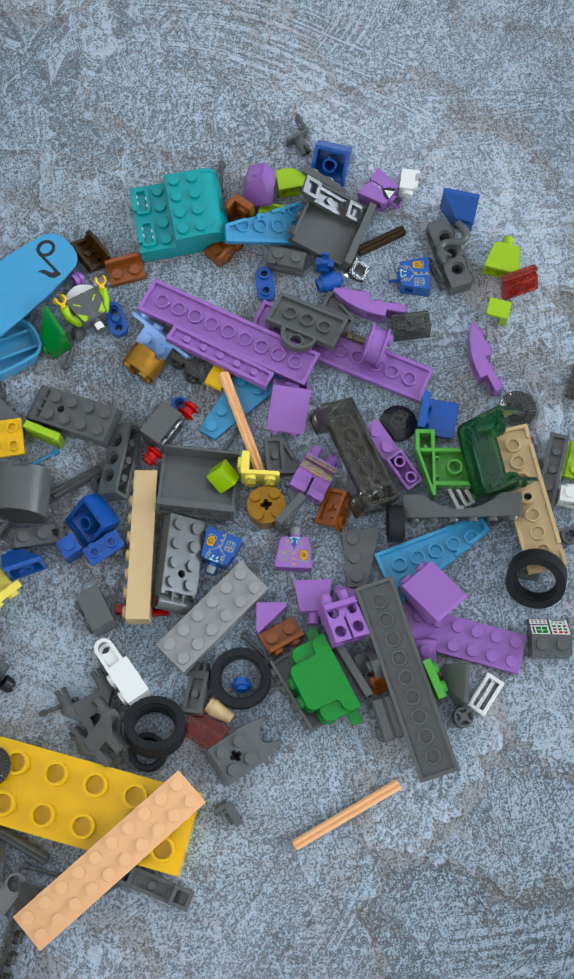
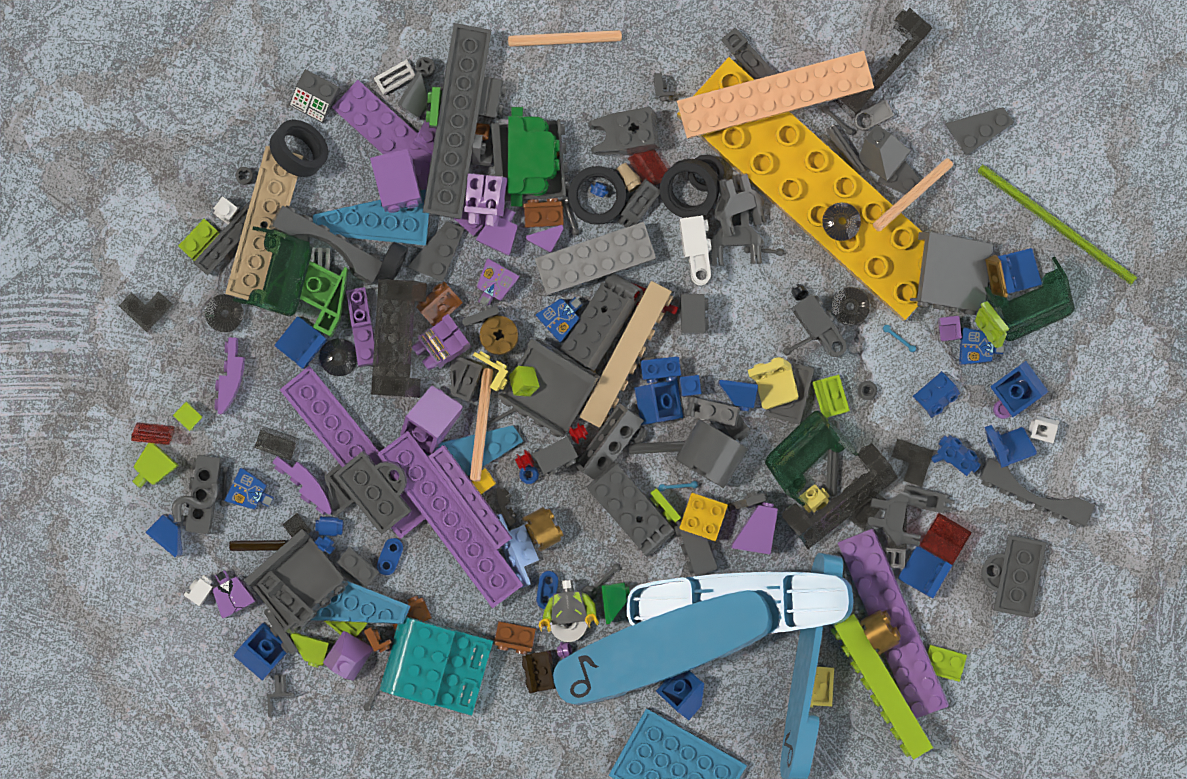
camera: 155 degrees left, 15 degrees up
(373, 344) = (324, 433): medium lavender wheel -> none

